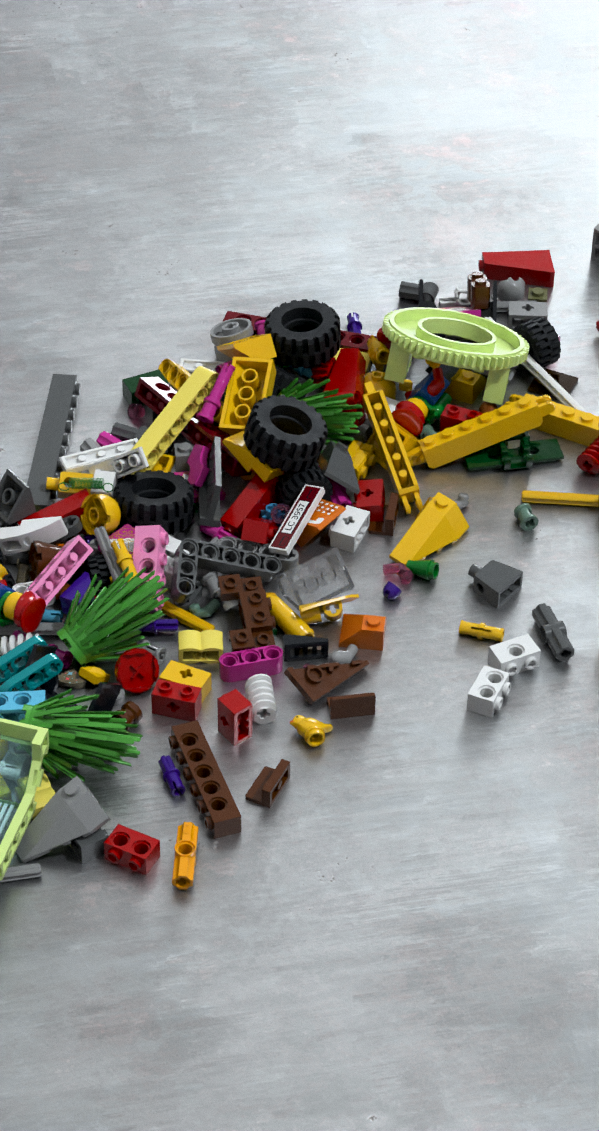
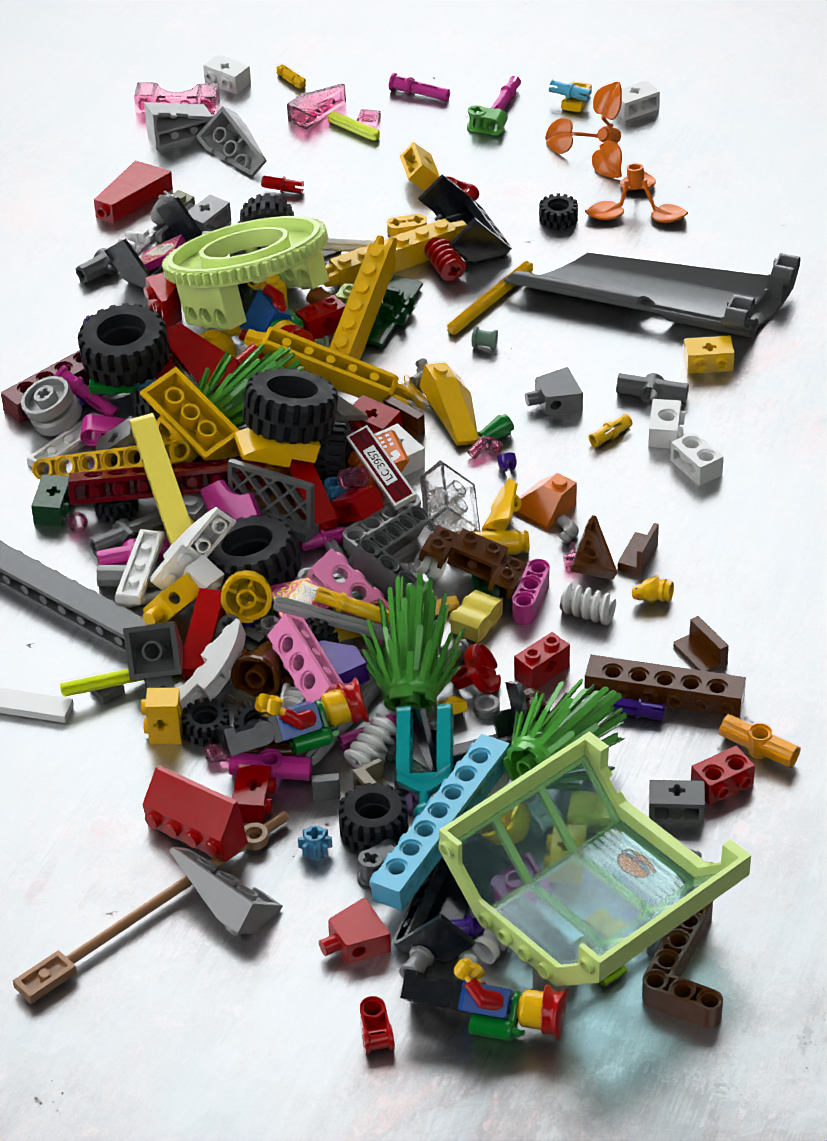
camera: 55 degrees left, 0 degrees up
(65, 817) = (669, 788): light grey wedge -> none
(84, 483) = (195, 584): green piece -> none
(188, 675) = (511, 642): yellow brick -> none
(212, 402) = (174, 441): dark pink pin -> none
(234, 717) = (607, 627): red brick -> none
(252, 347) = (104, 389): yellow slope -> none
(296, 647) = (539, 545): black slope -> none
(377, 353) = (172, 317): yellow animal -> none
(478, 291) = (158, 221): reddish brown brick -> none

